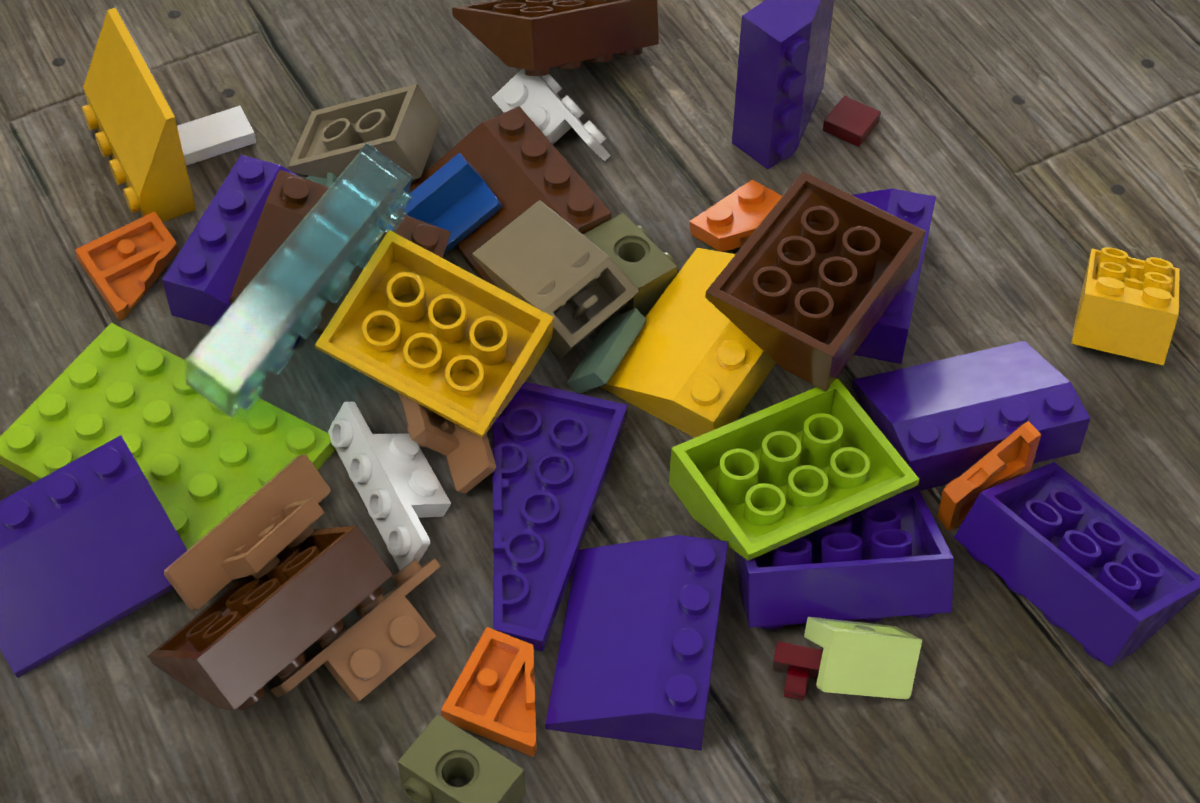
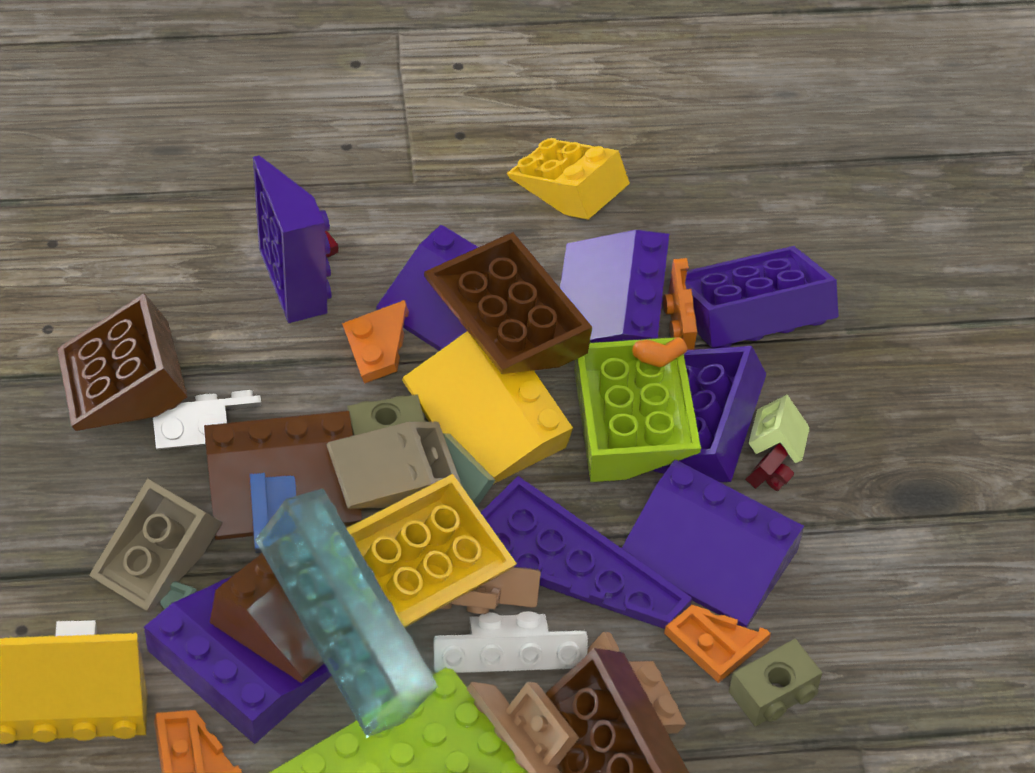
camera: 70 degrees left, 0 degrees up
(865, 458) = (659, 354): none -> orange arm

